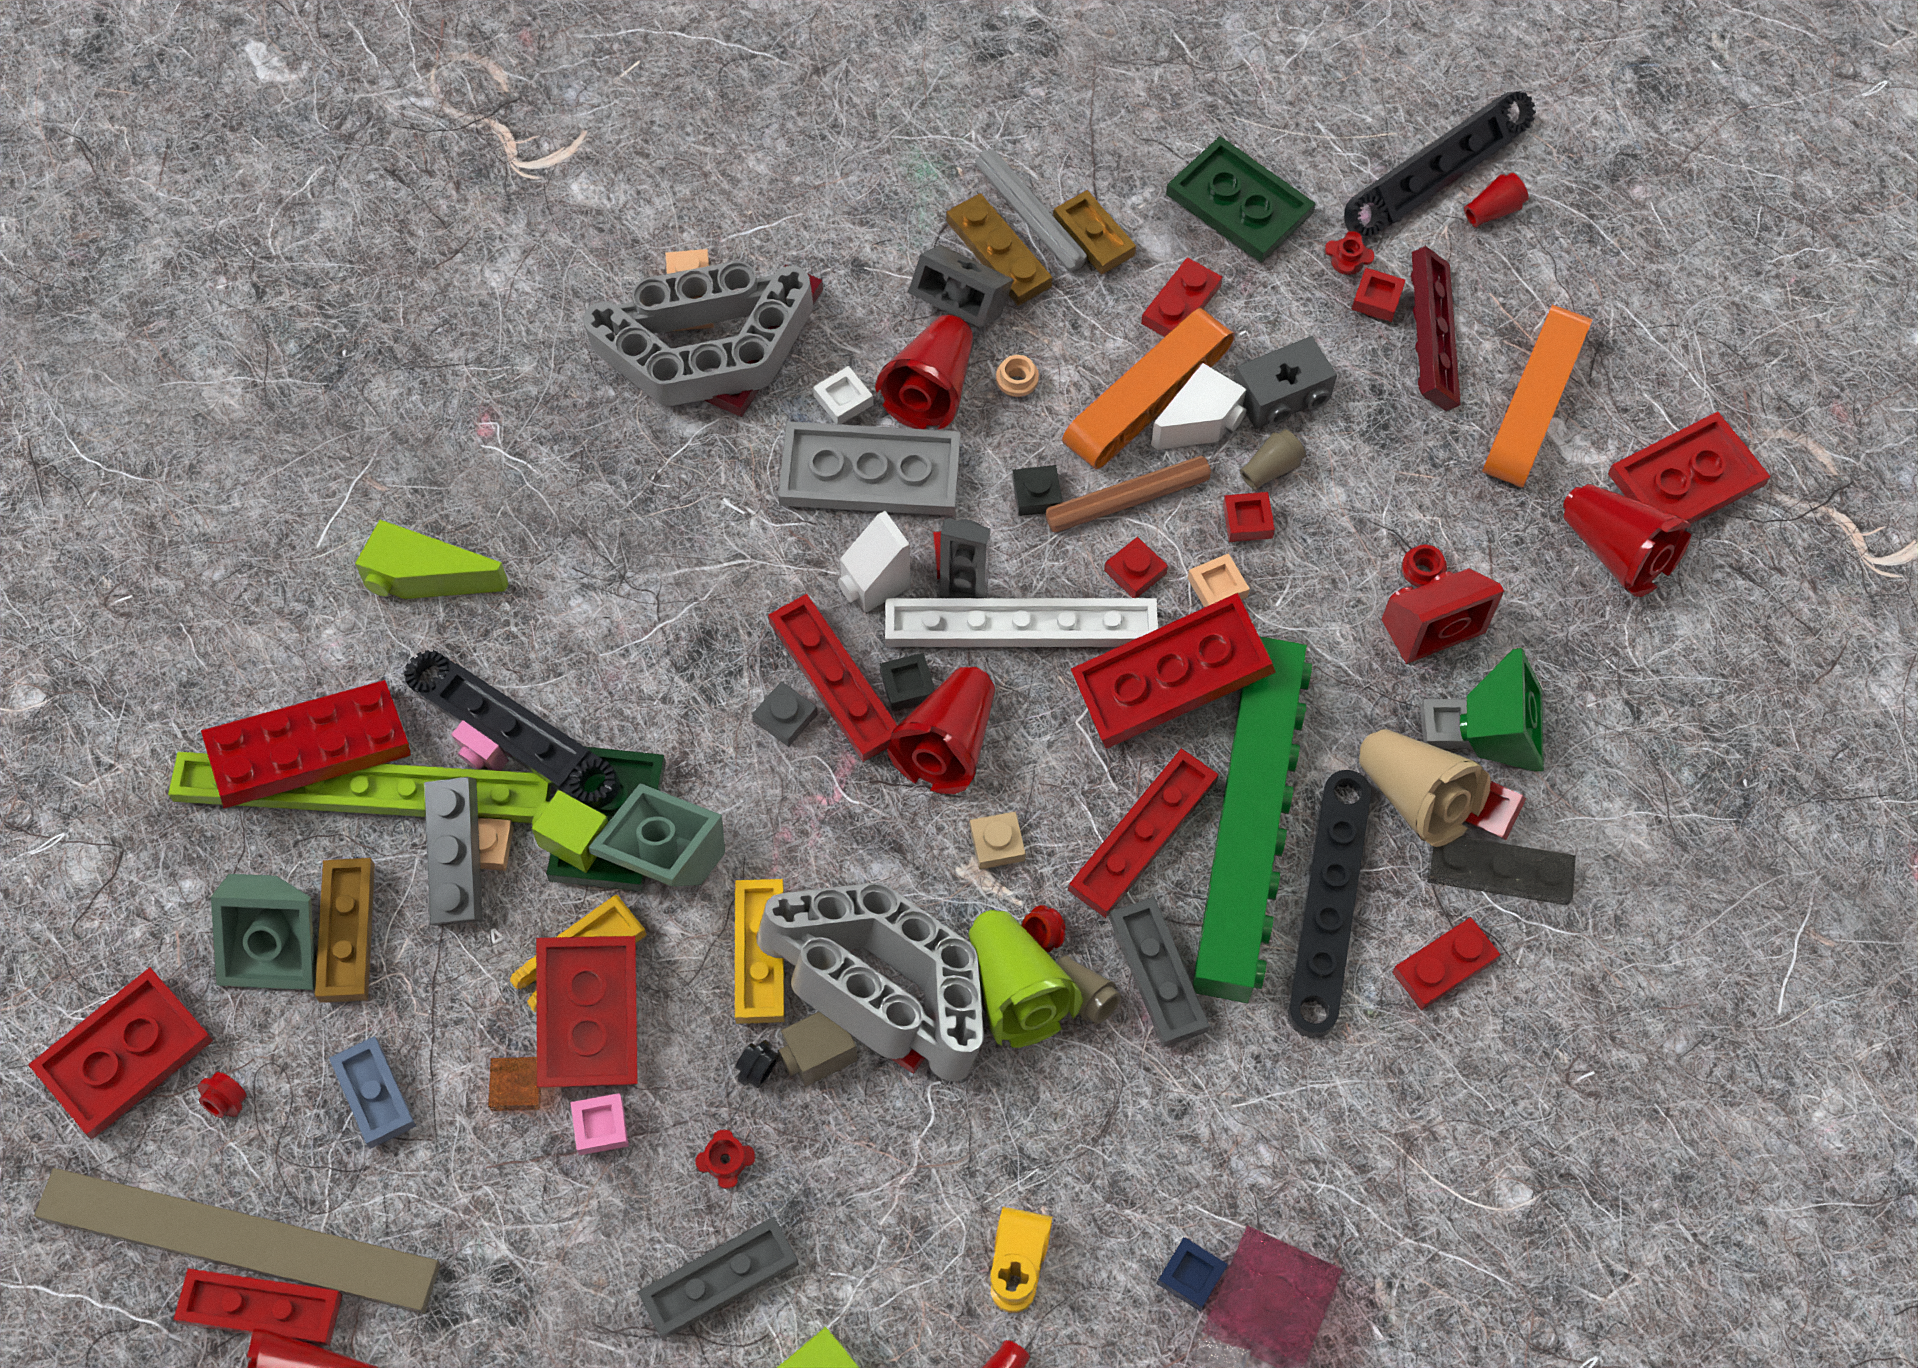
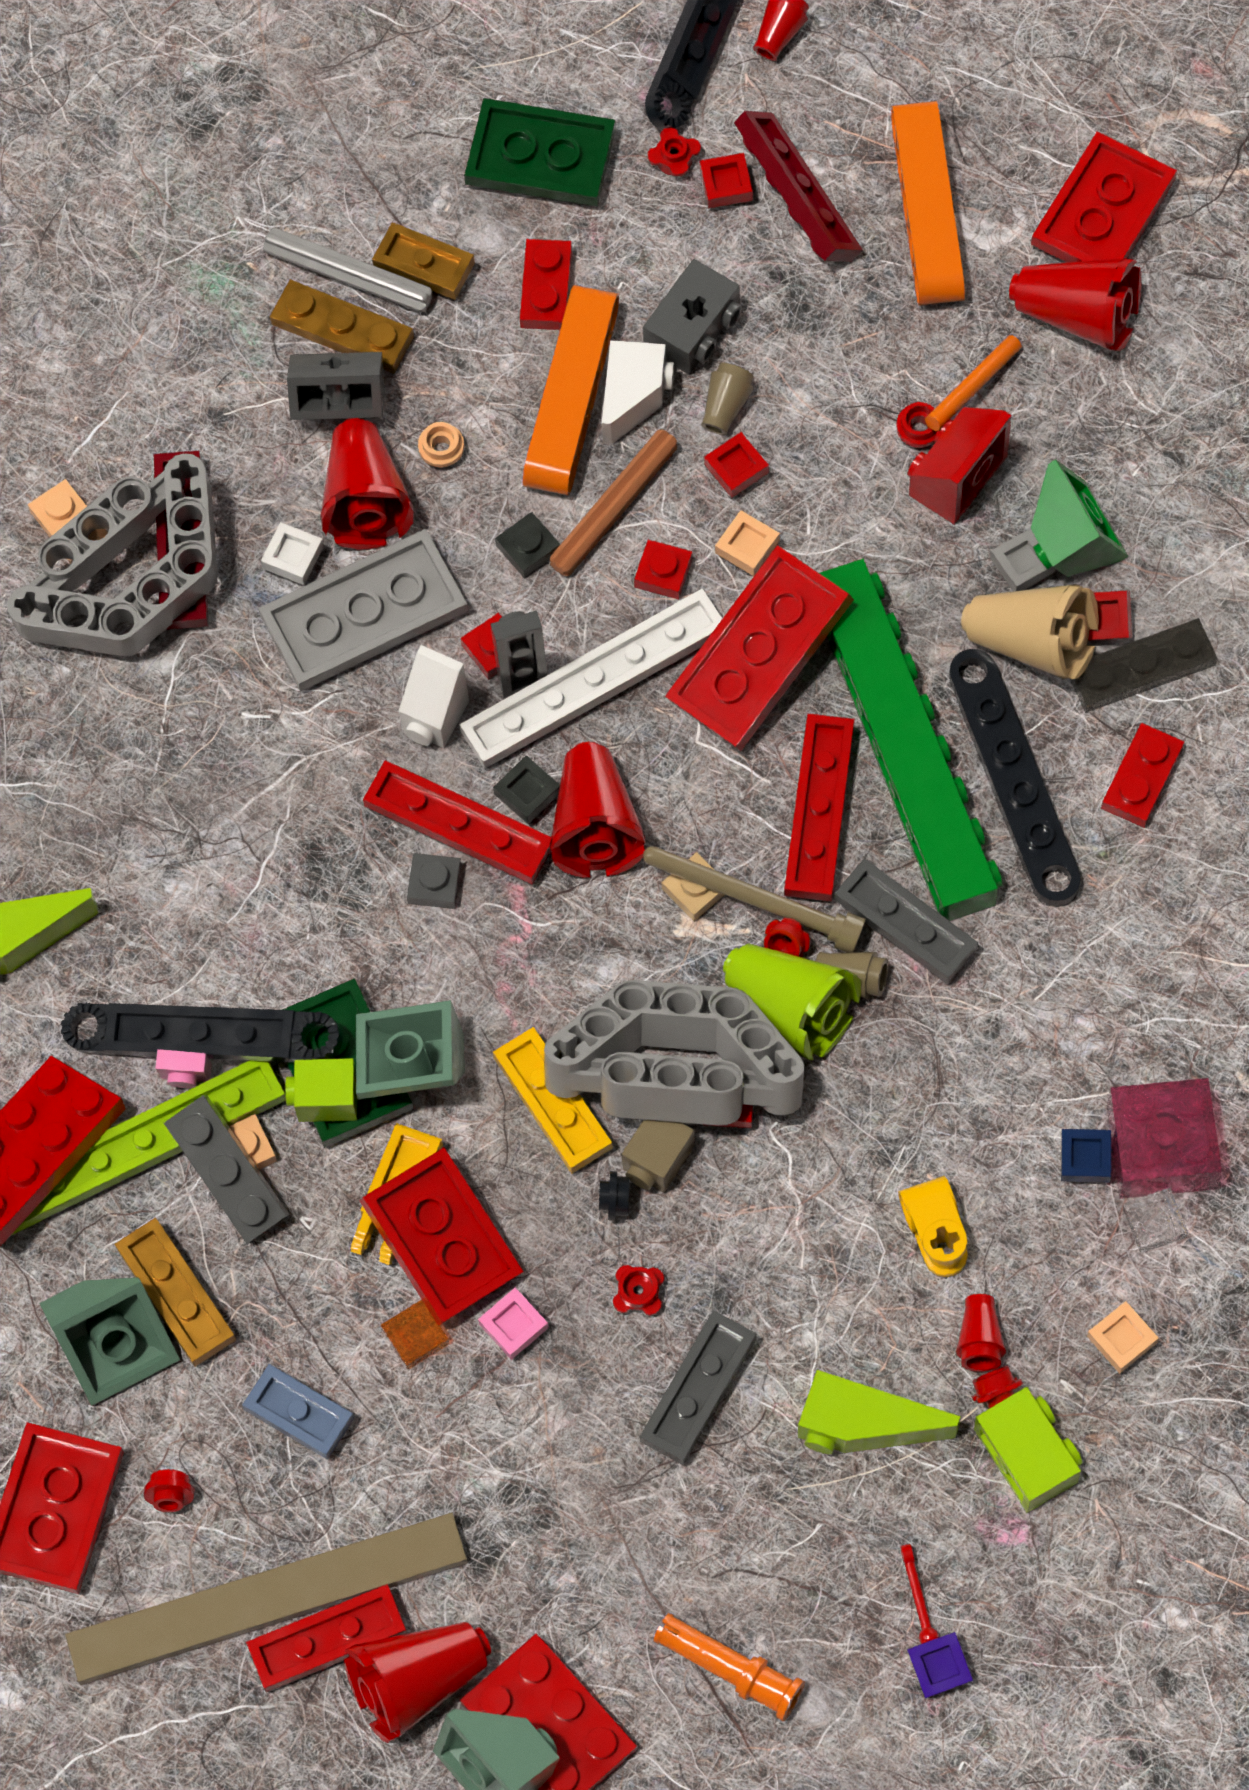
camera: 25 degrees left, 5 degrees up
(1097, 946) = (840, 929): none -> dark tan piece
(1490, 555) = (973, 383): none -> orange bar

